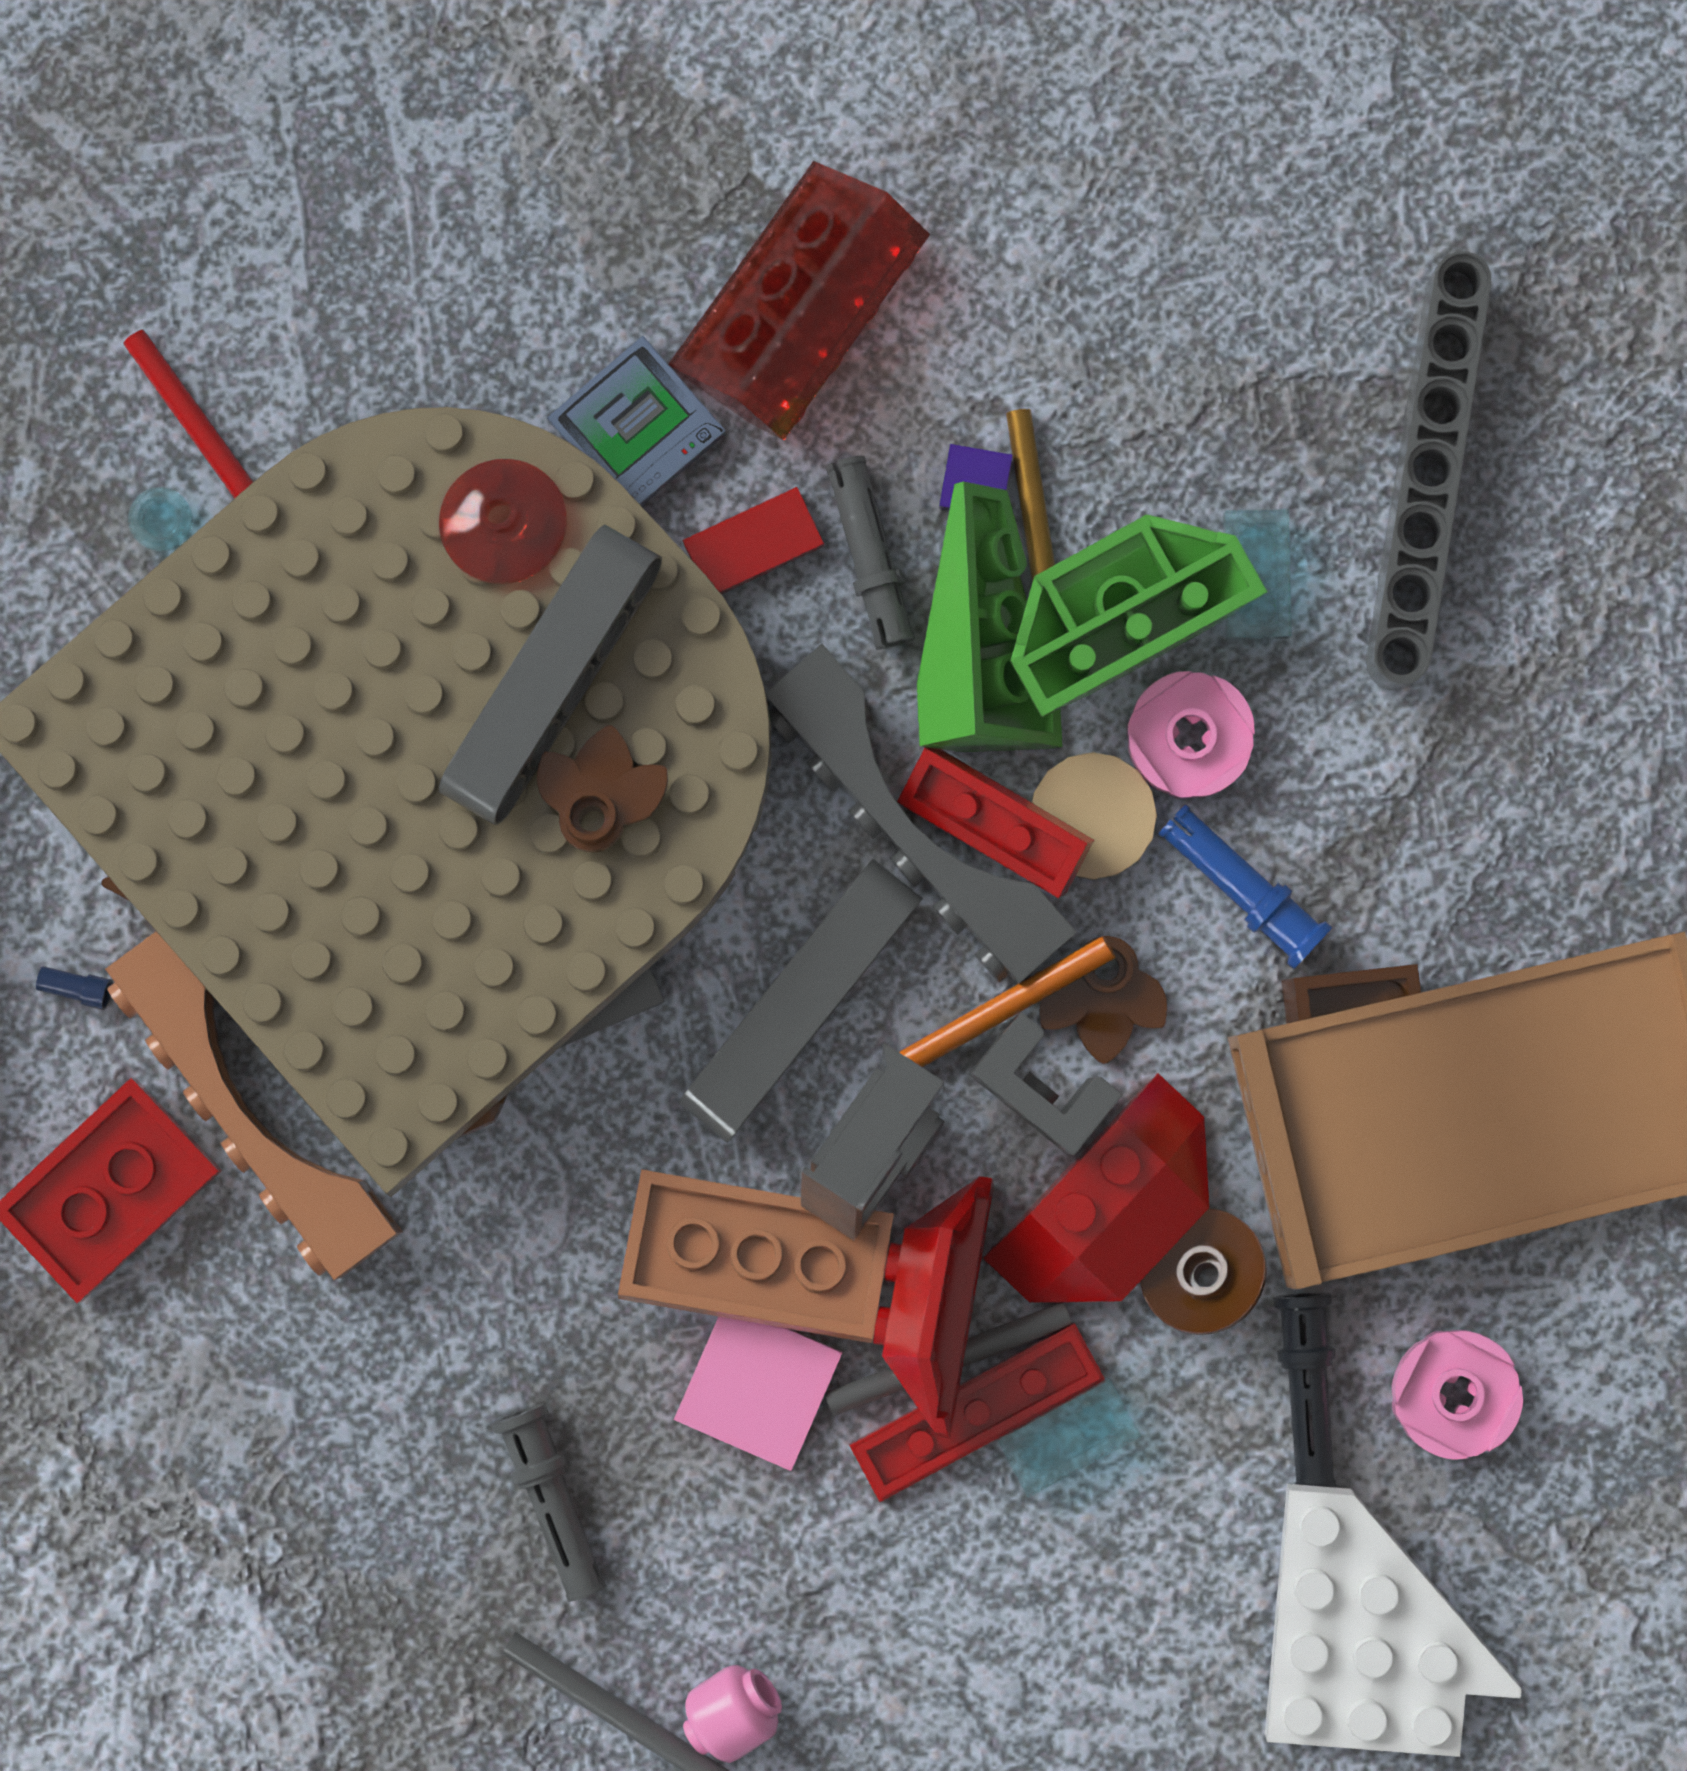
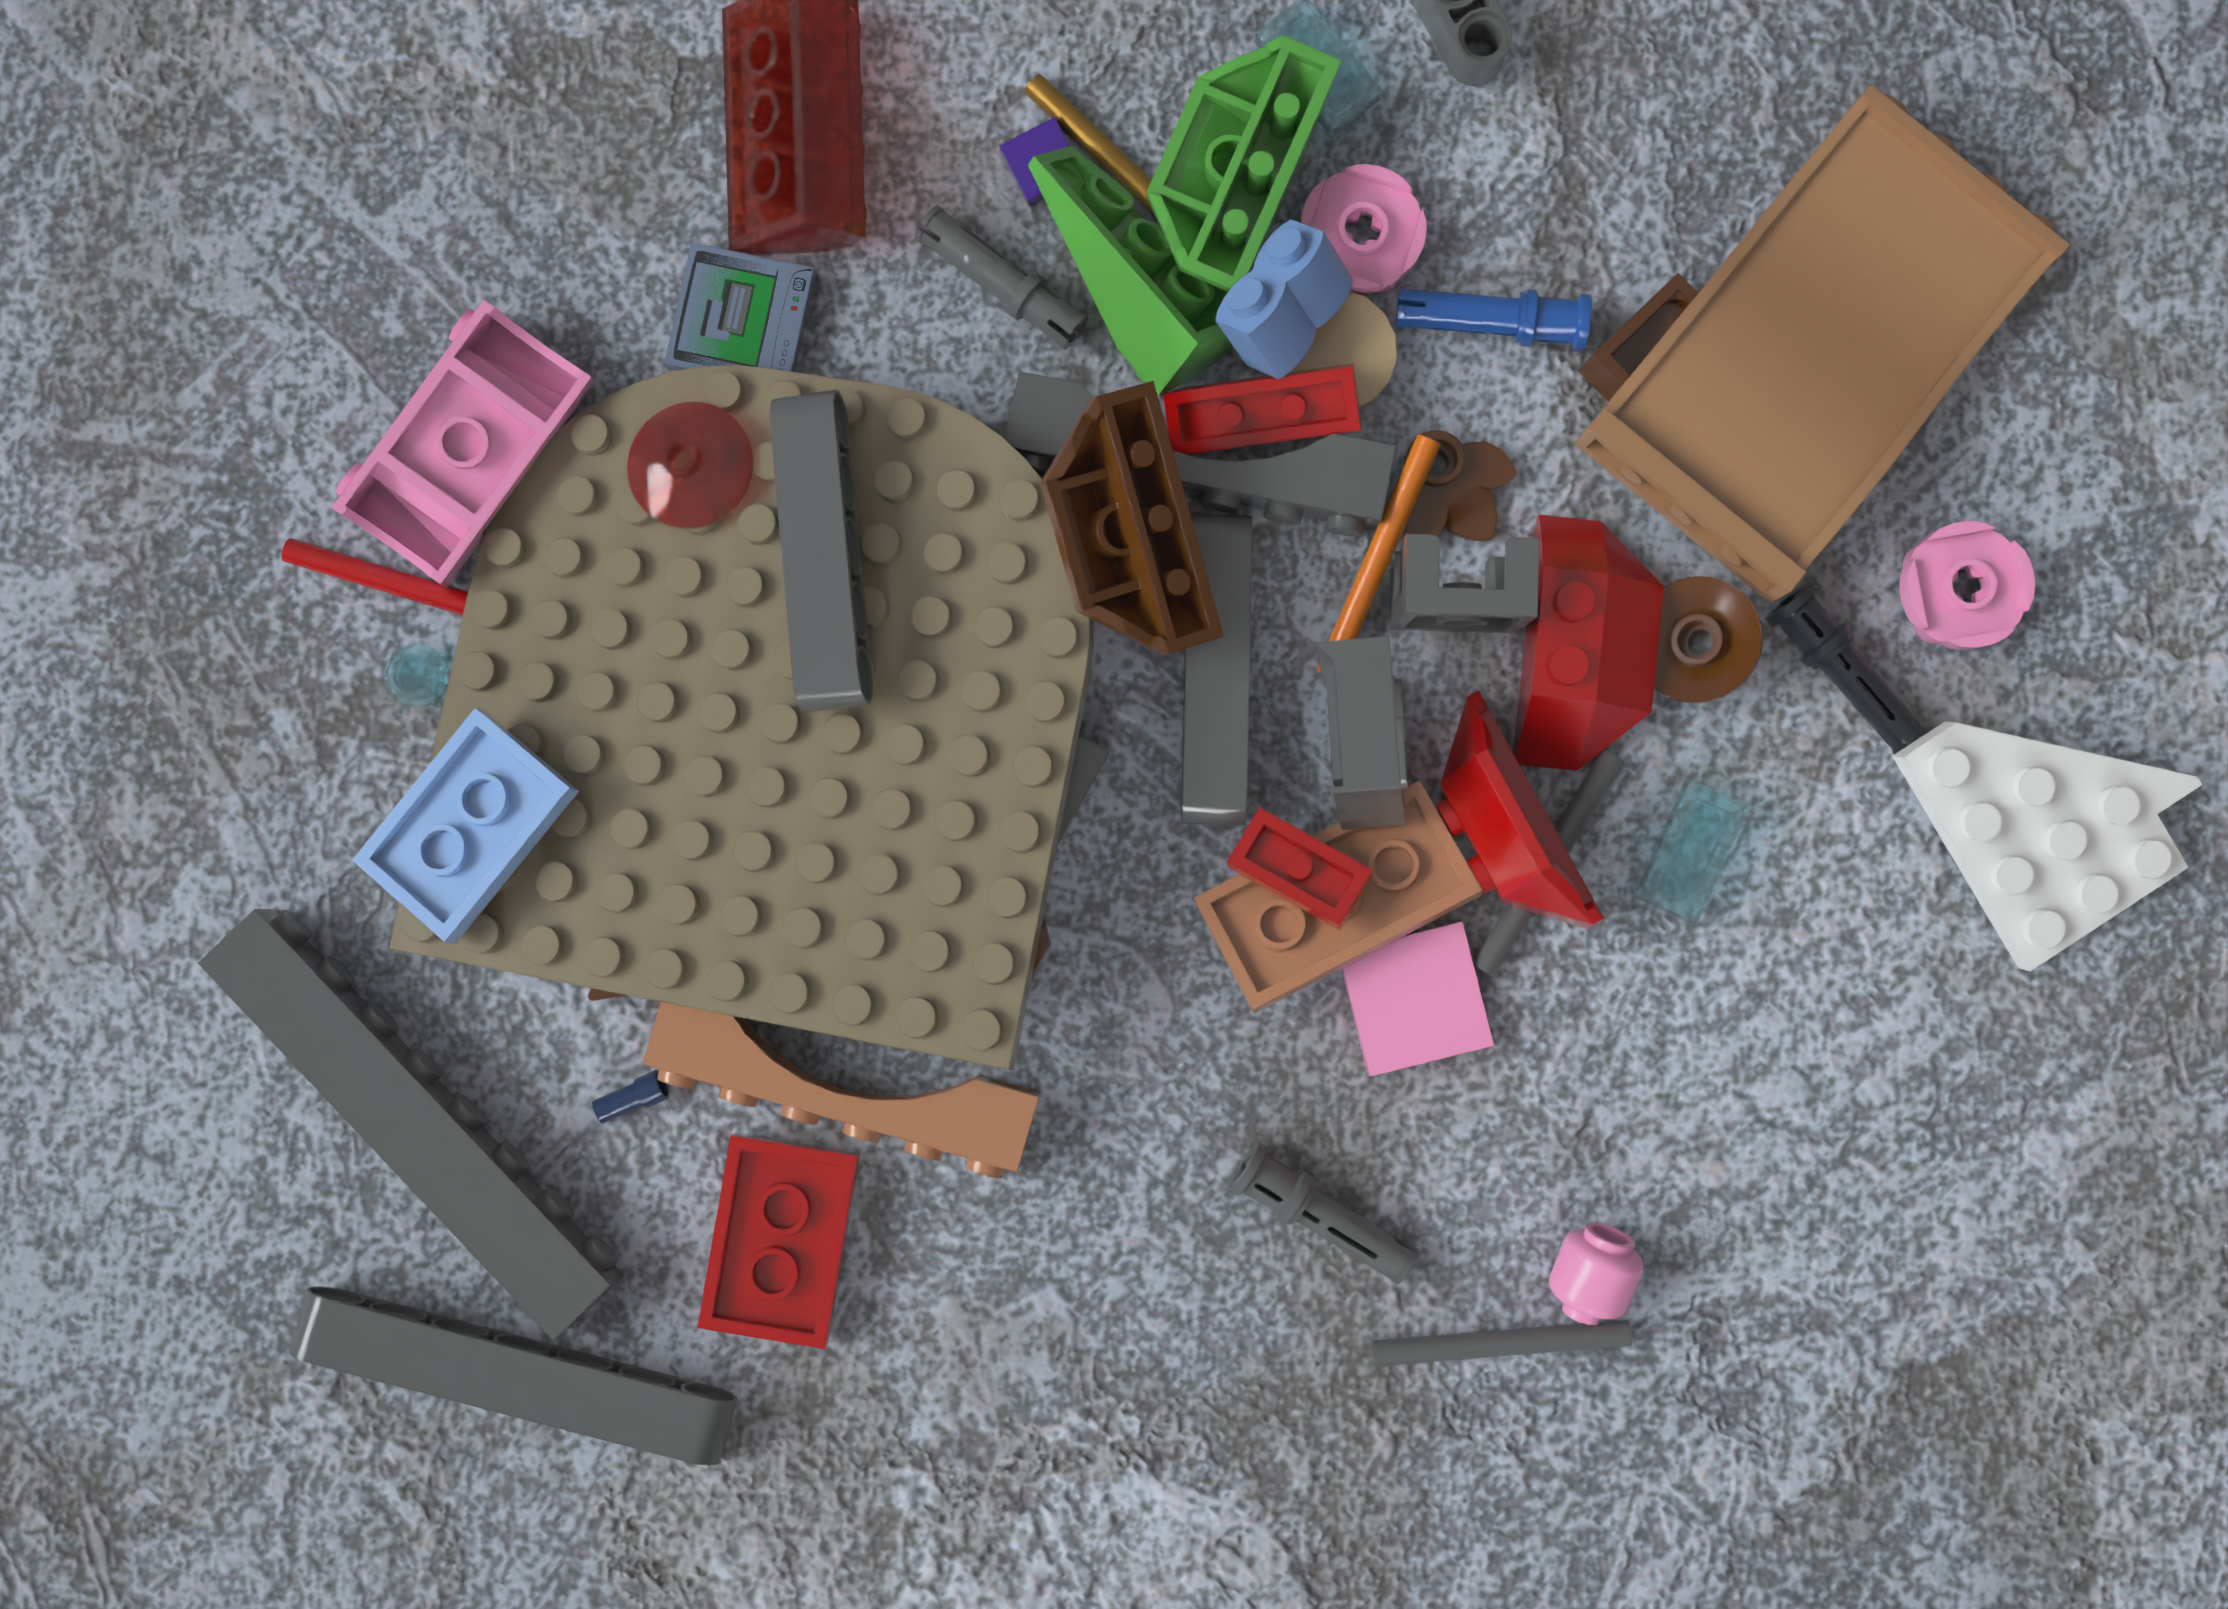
camera: 35 degrees left, 0 degrees up
(109, 676) = (465, 826): none -> light blue plate
(337, 364) = (462, 443): none -> bright pink piece
(600, 781) = (929, 605): reddish brown plate -> none
(740, 1211) = (1299, 868): none -> red plate
(755, 541) = (905, 334): red tile -> none
(806, 840) = (1129, 525): none -> reddish brown wedge
(984, 1411) = (1613, 870): red tile -> none
(1074, 749) = (1284, 299): none -> medium blue brick

